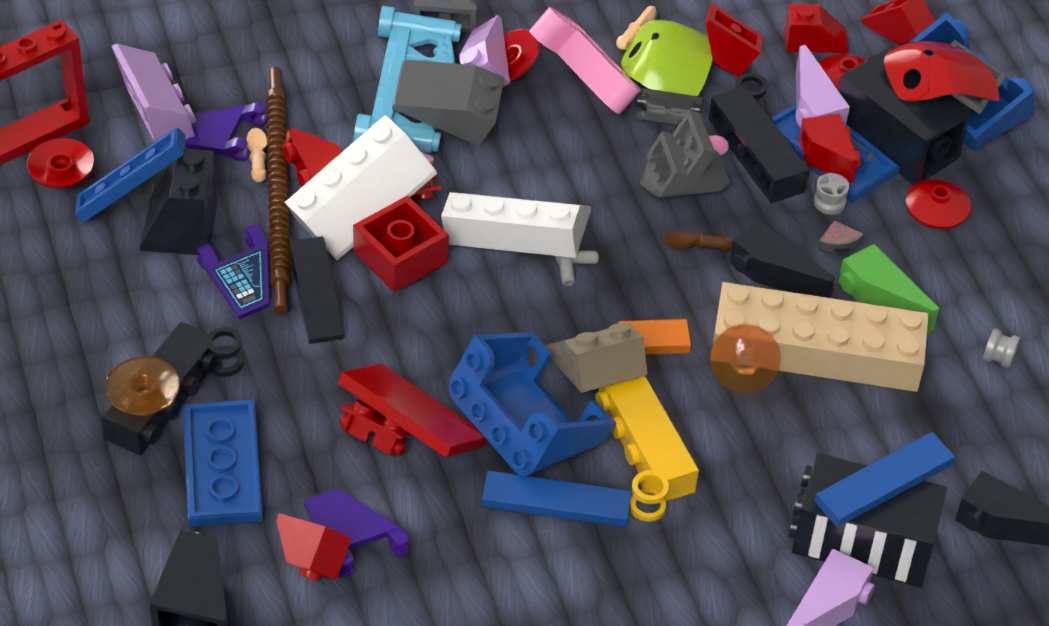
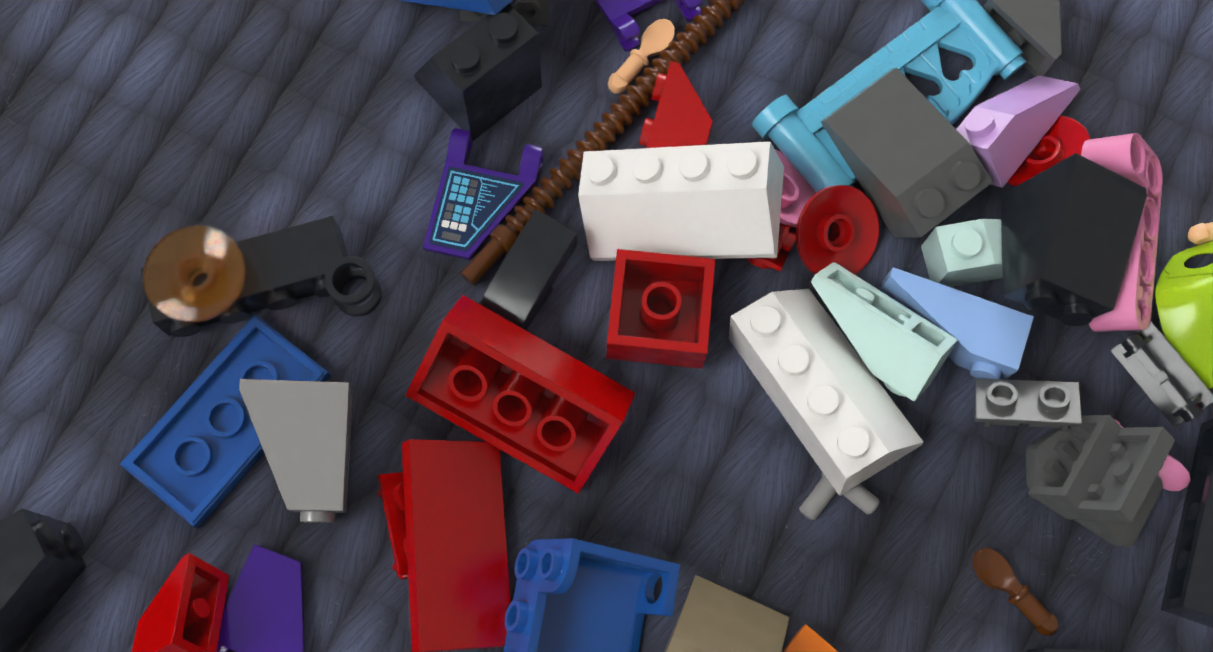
camera: 45 degrees right, 25 degrees up
(287, 415) = (305, 441): none -> light grey slope
(372, 328) = (520, 393): none -> red slope
(451, 155) = (852, 233): none -> red dish
(531, 176) = (887, 335): none -> light aqua slope
(532, 115) = (964, 252): none -> light aqua slope
(553, 152) = (987, 333): none -> light blue slope
(565, 72) = (1069, 239): none -> black slope
(630, 151) = (1027, 402): none -> dark grey hinge

